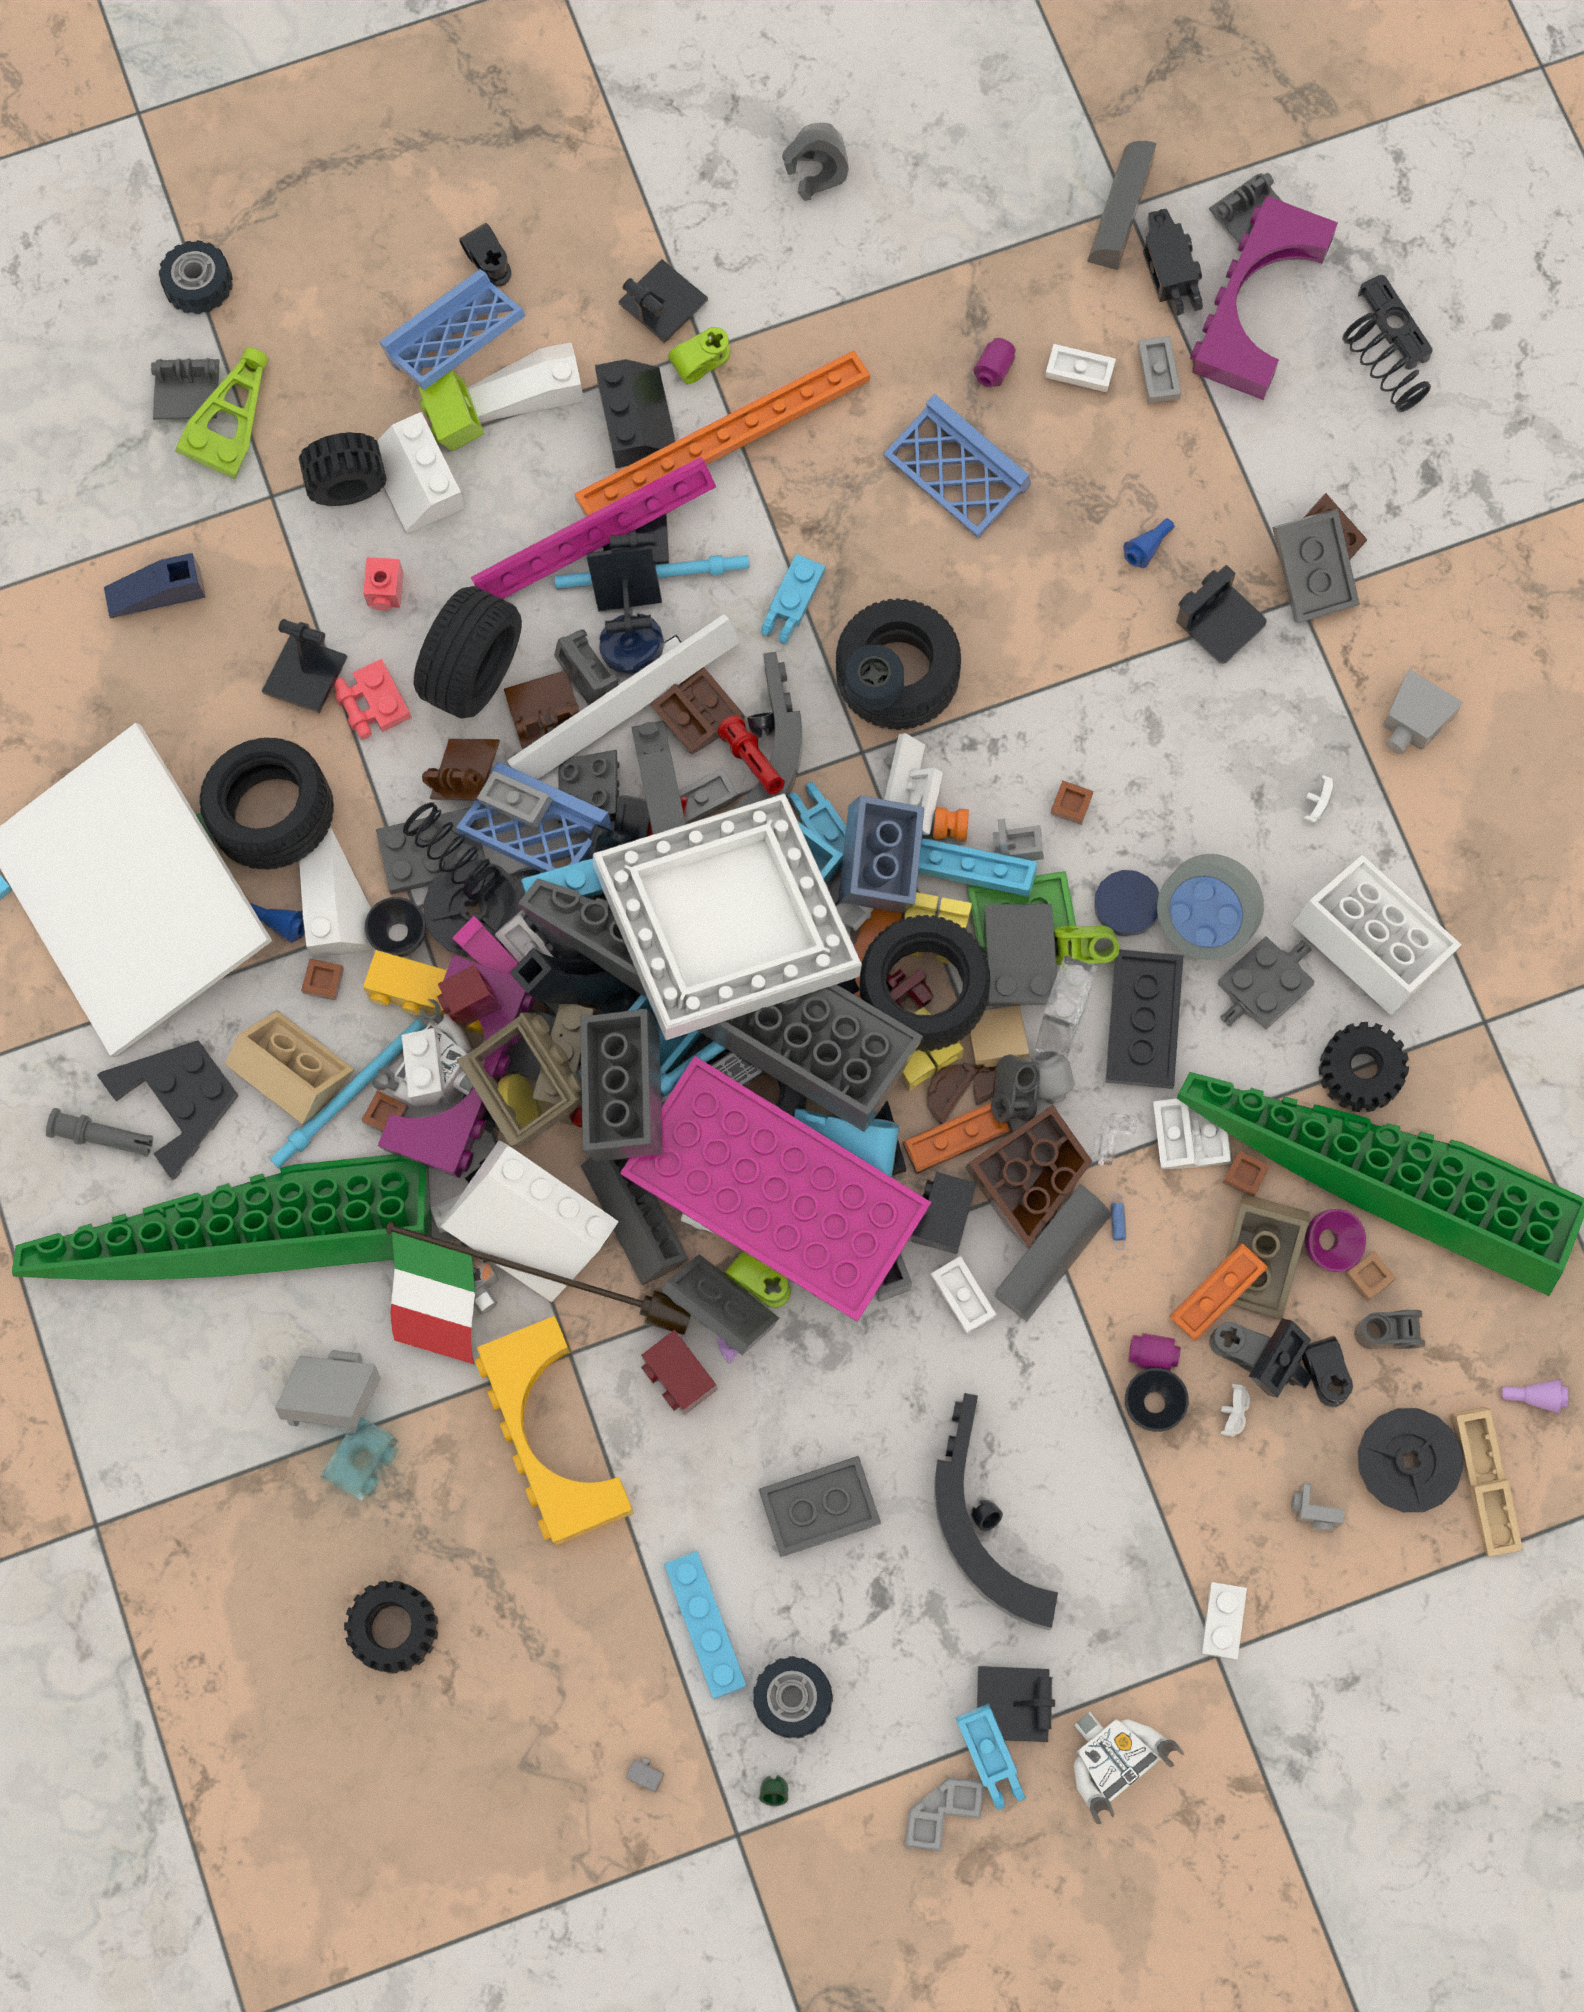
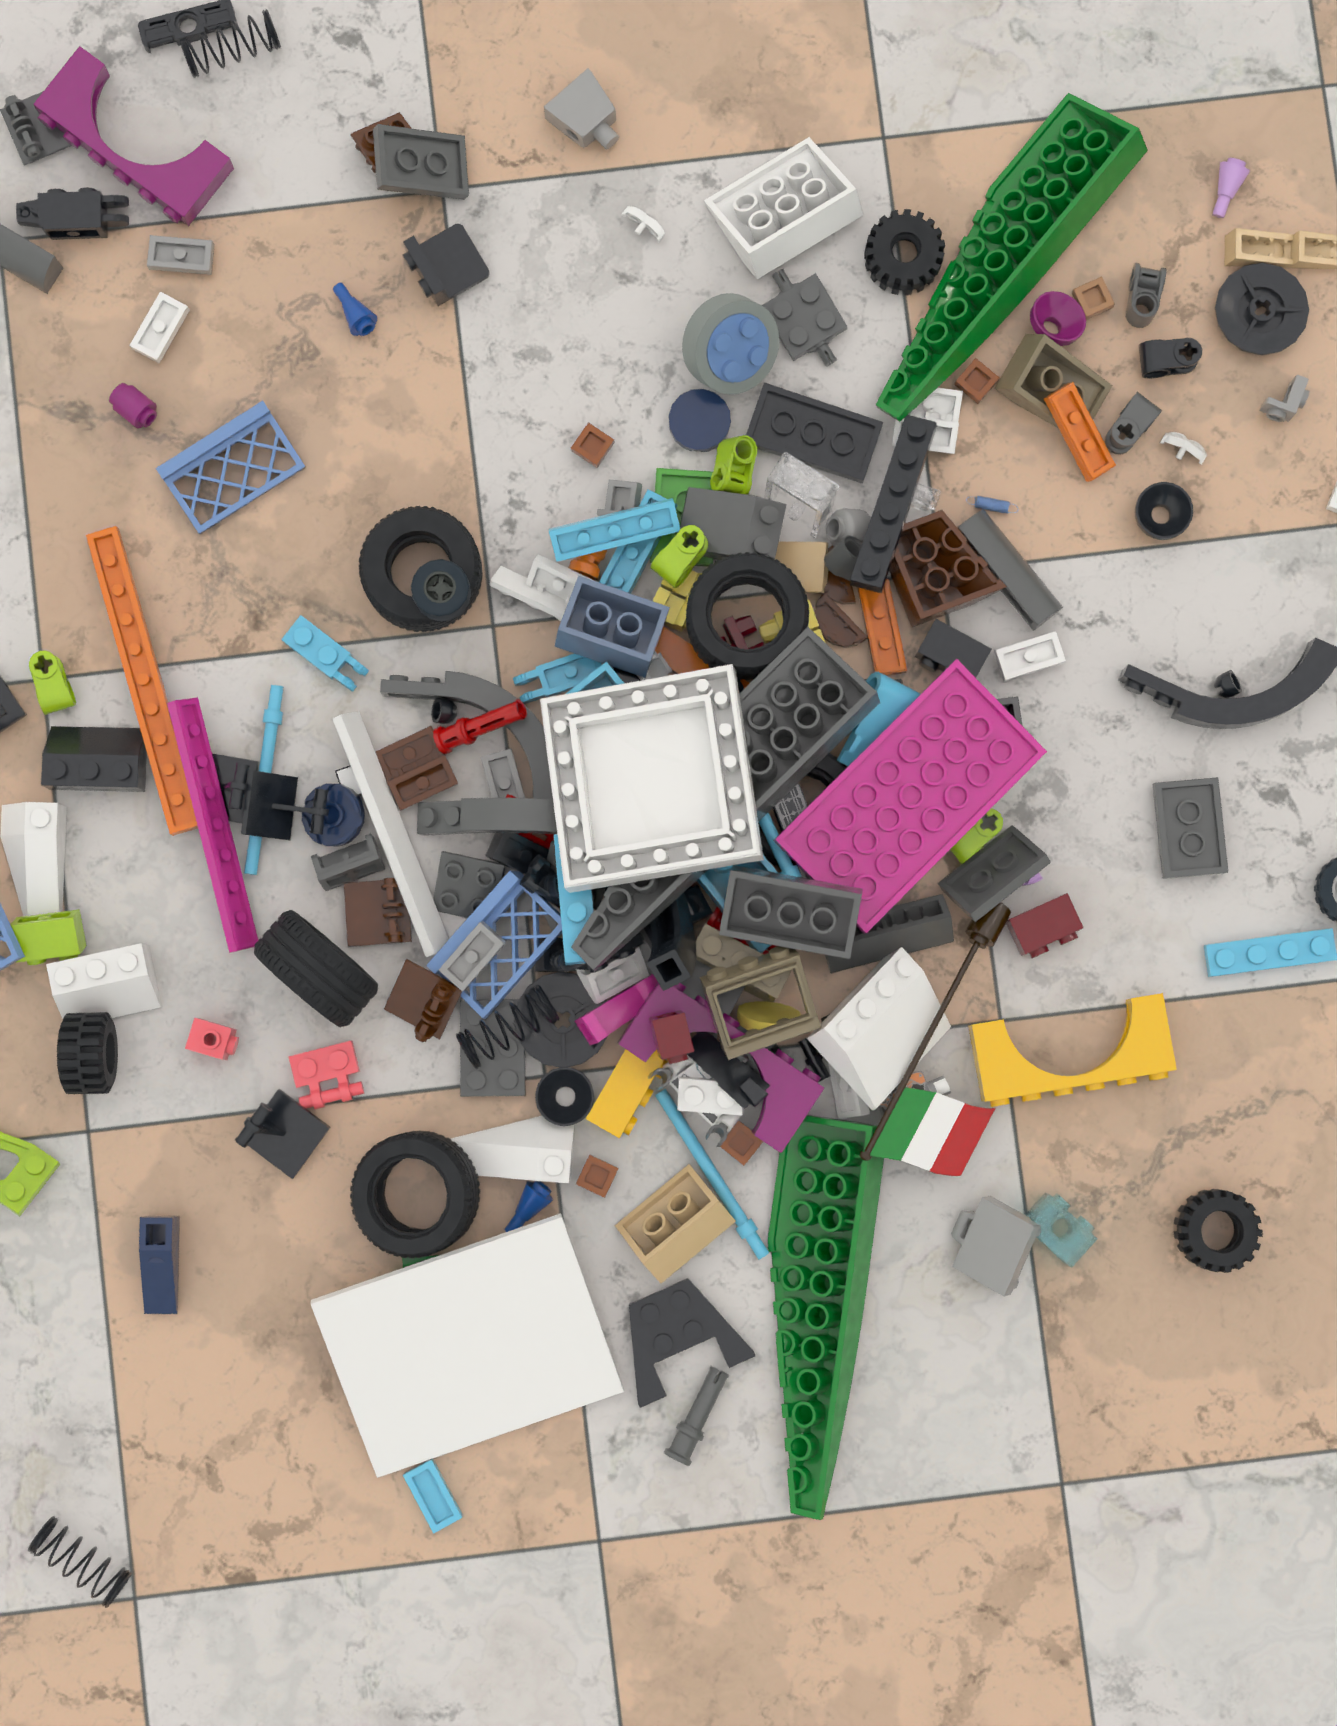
camera: 80 degrees left, 10 degrees up
(447, 1077) = (731, 1075): none -> black piece
(971, 904) = (678, 558): none -> lime piece
(983, 835) = (614, 529): none -> medium azure plate
(1084, 1107) = (893, 504): none -> black plate
(1153, 1351) = (1119, 502): magenta brick -> none
(1281, 1360) = (1155, 392): black hinge -> none

